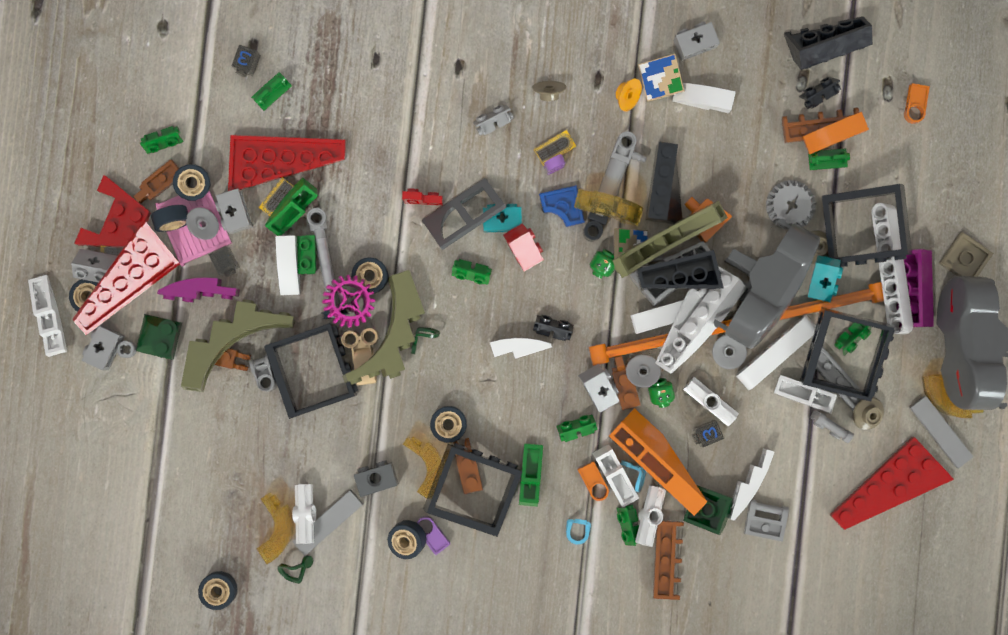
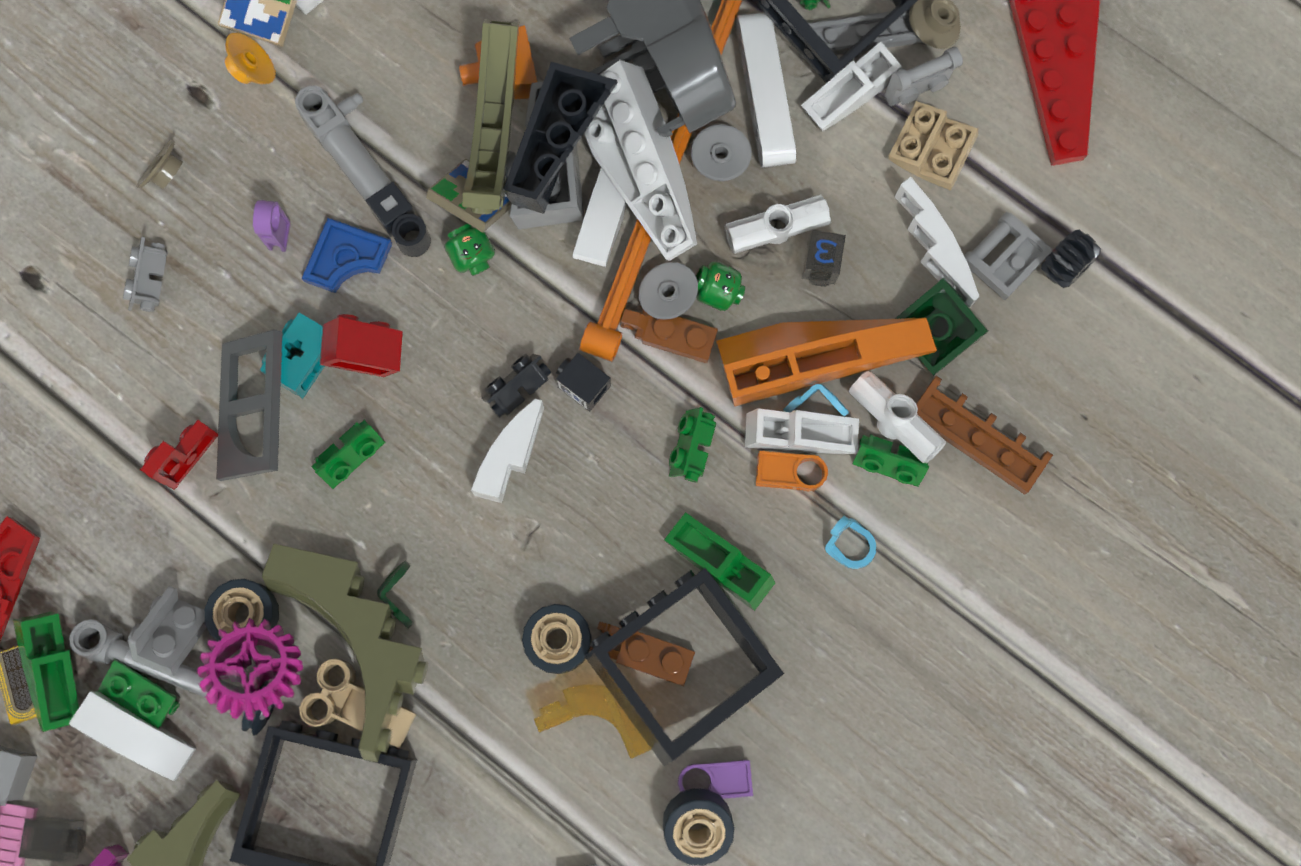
camera: 55 degrees left, 10 degrees down
(340, 250) = (166, 633): none -> light grey bracket
(367, 486) = (560, 837): dark grey brick -> none
(558, 145) = (245, 199): tile -> none
(574, 358) = (582, 381): none -> black brick
(593, 380) = (651, 369): brick -> none
(609, 205) = (385, 180): clear yellow arch -> none
(664, 192) = (428, 104): black wedge -> none
(782, 553) = (1071, 258): none -> black gear
(801, 451) = (933, 145): none -> tan slope

